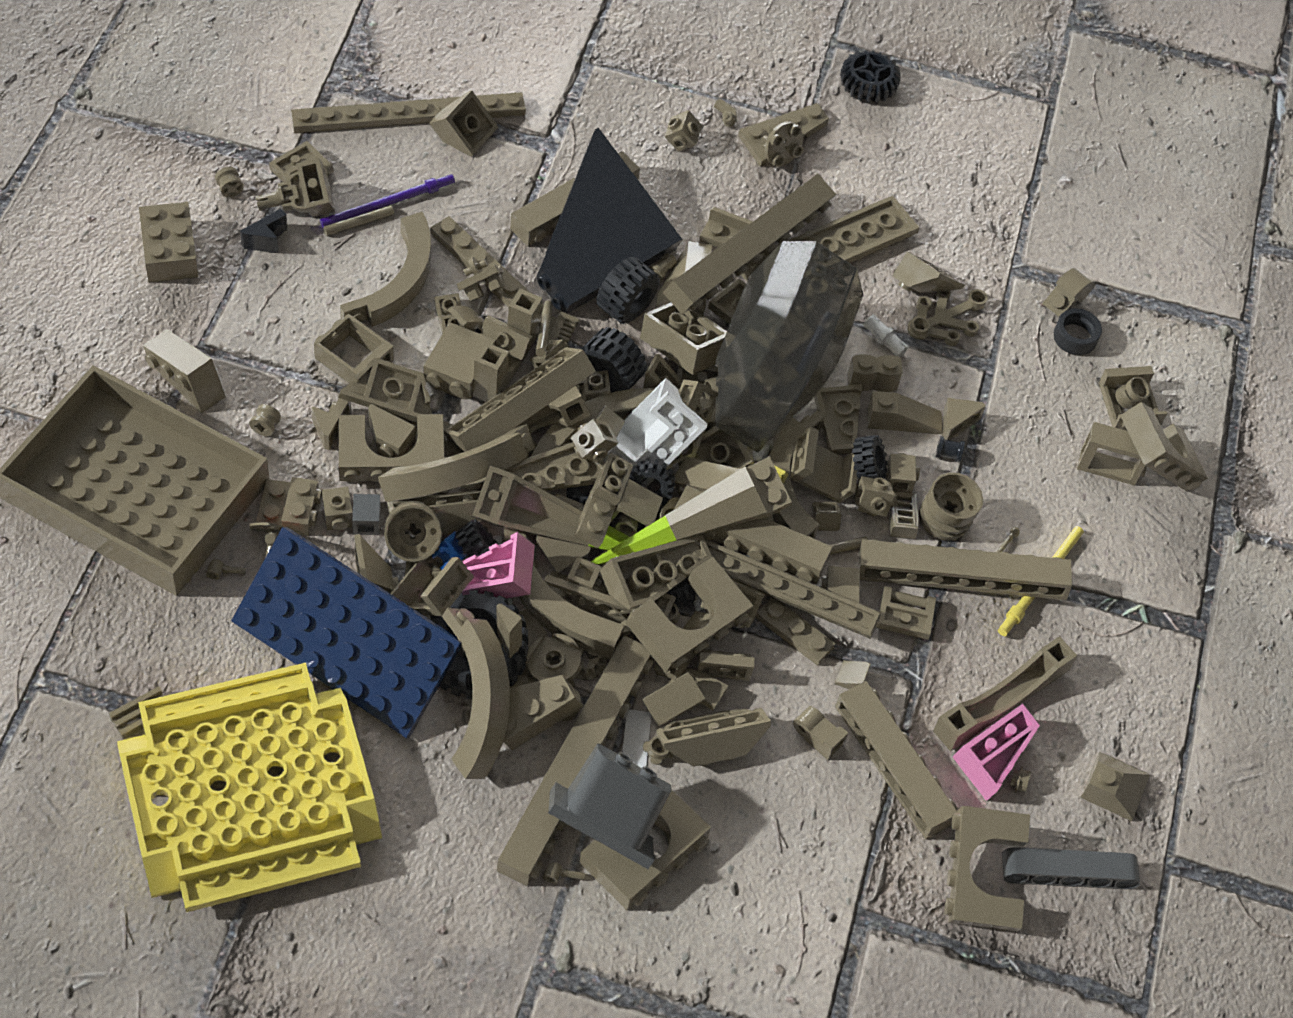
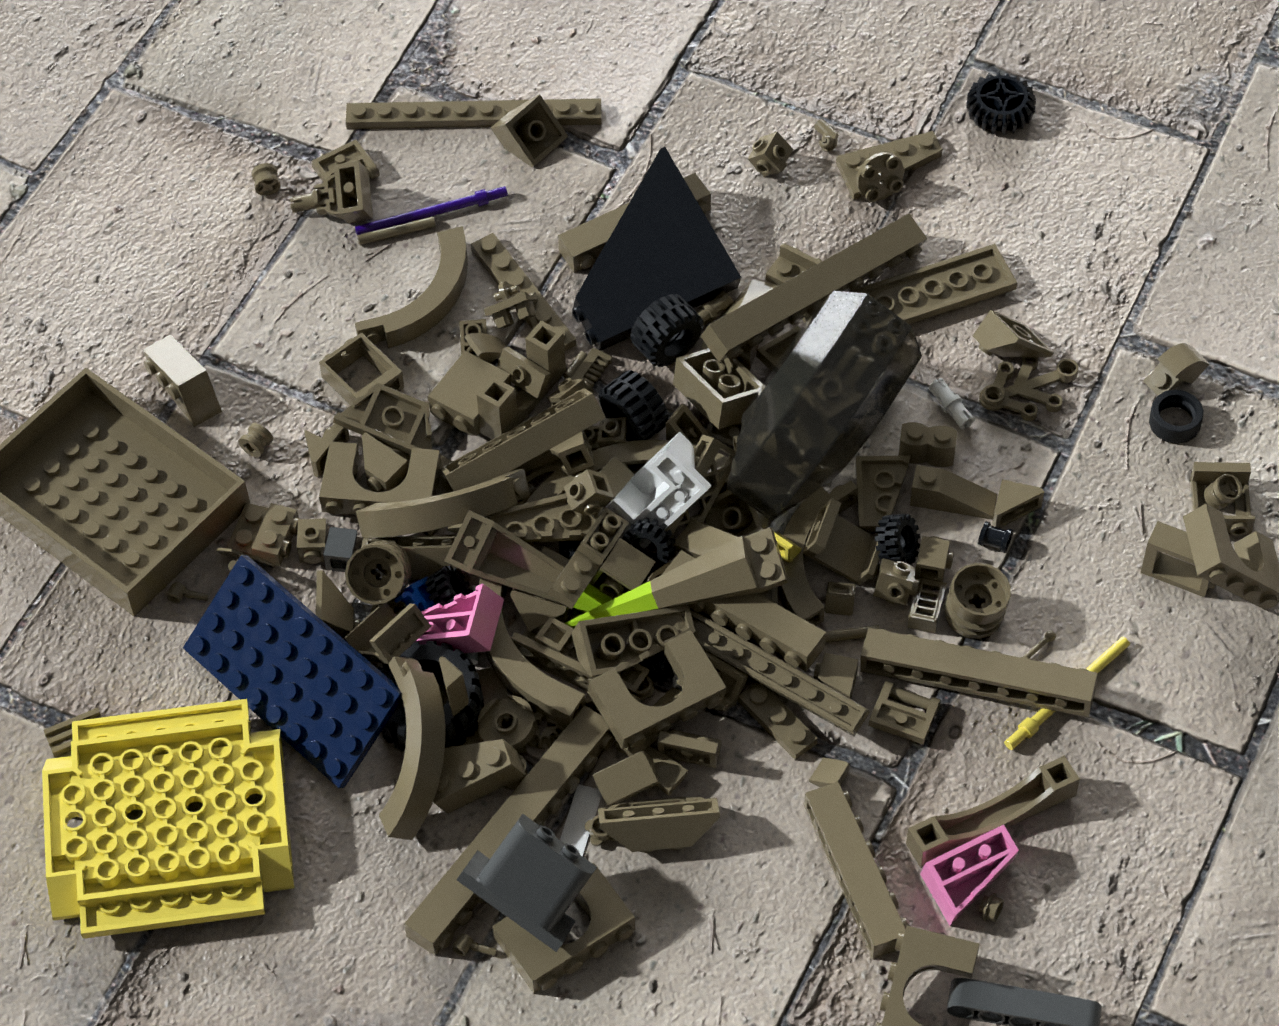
camera: 20 degrees right, 0 degrees up
(168, 242) = (190, 240): dark tan brick -> none
(264, 232) = (290, 237): black slope -> none
(544, 328) = (568, 365): dark tan bar -> none
(820, 732) = (779, 831): dark tan leg -> none
(1115, 786) = (1097, 926): dark tan slope -> none

